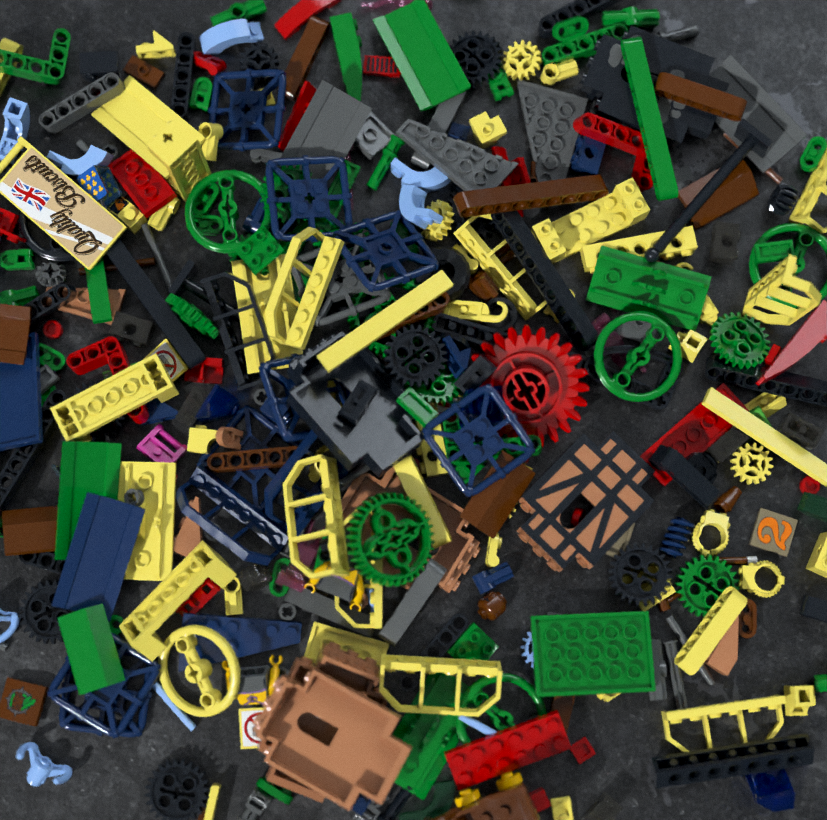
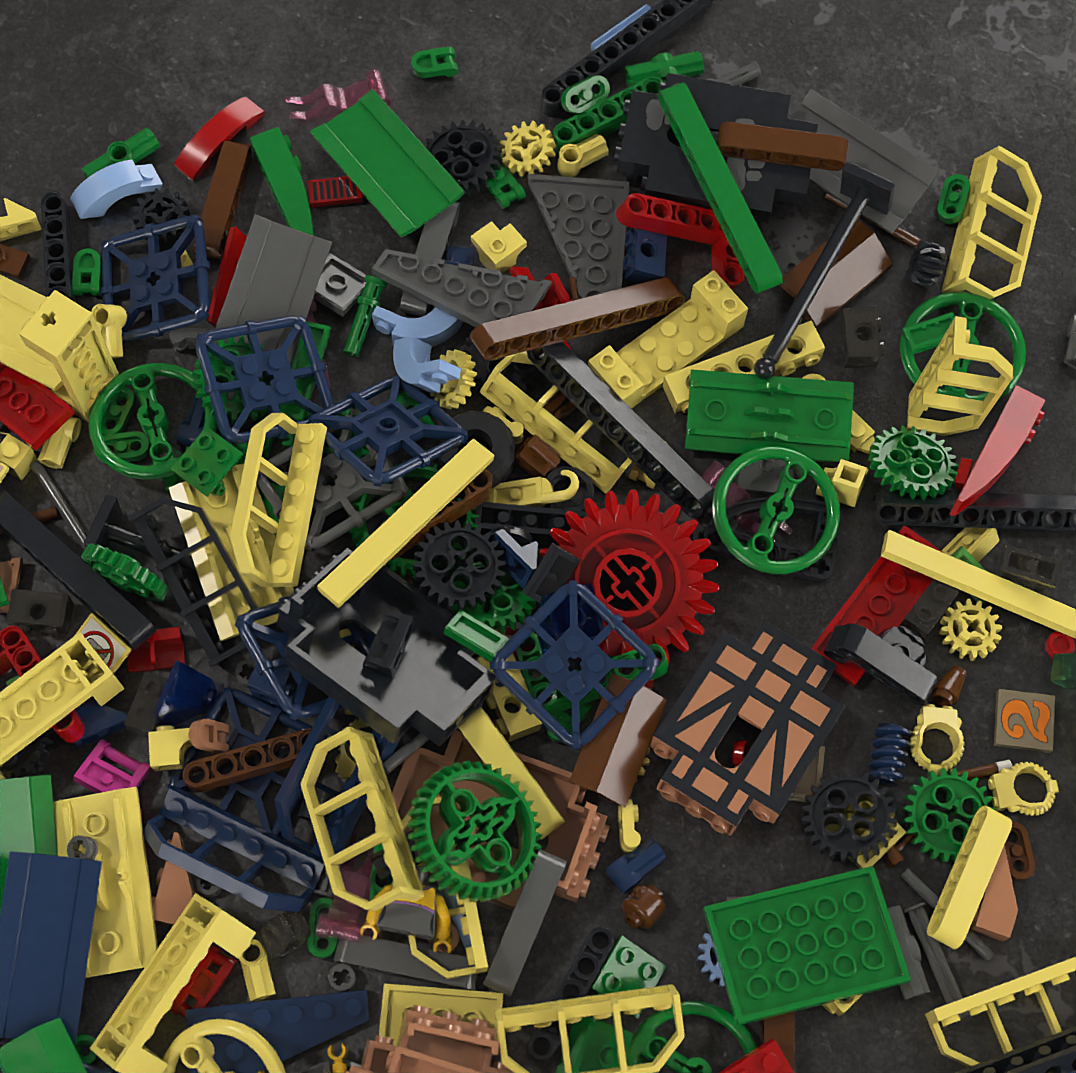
camera: 10 degrees left, 10 degrees down
(211, 63) = (93, 228): red plate -> none

